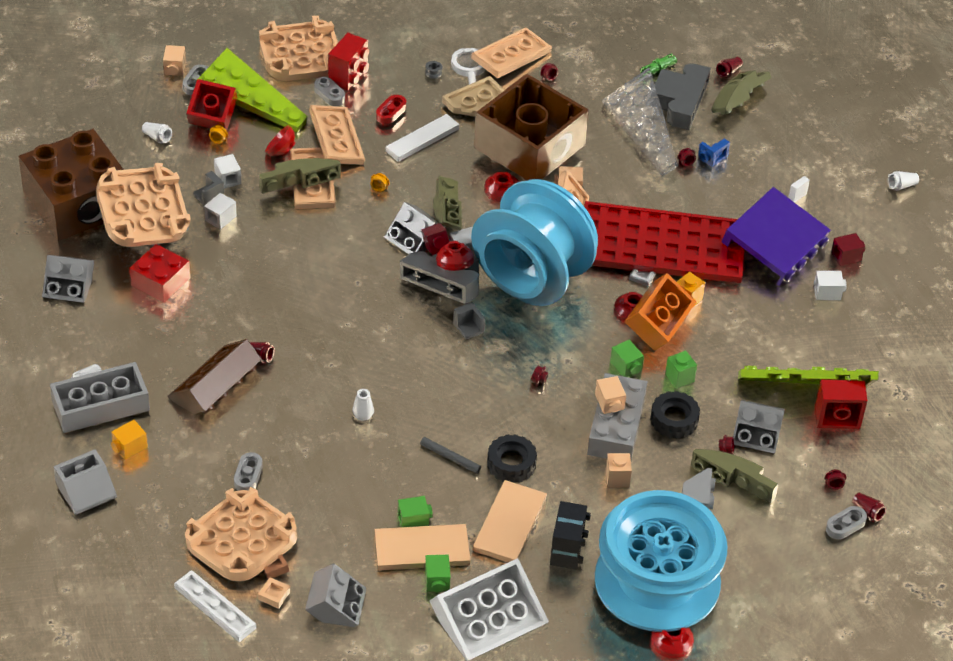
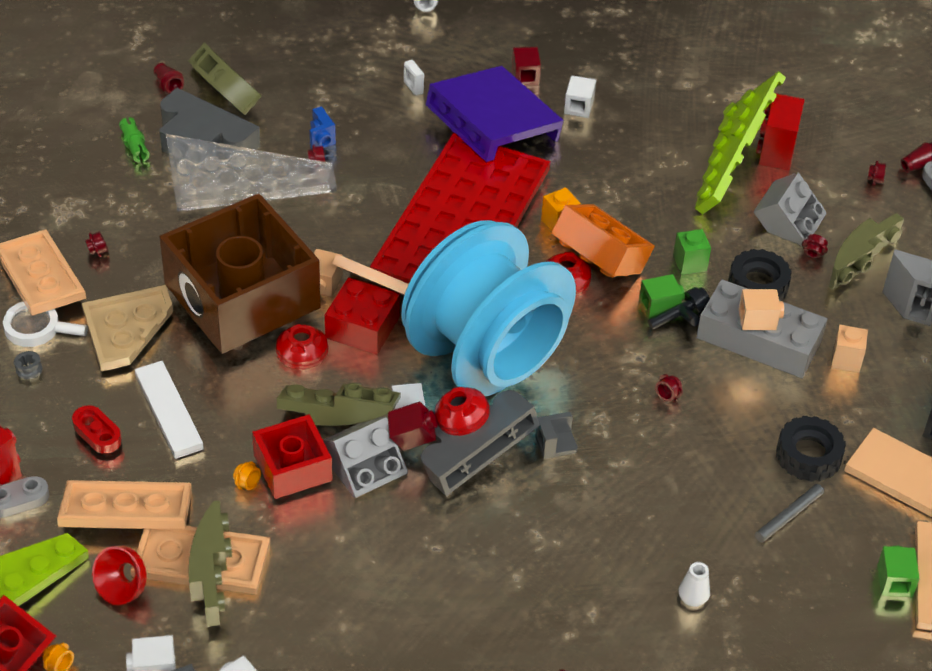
camera: 75 degrees left, 0 degrees up
(394, 189) = (292, 456): none -> red brick
(616, 370) = (690, 309): none -> black piece

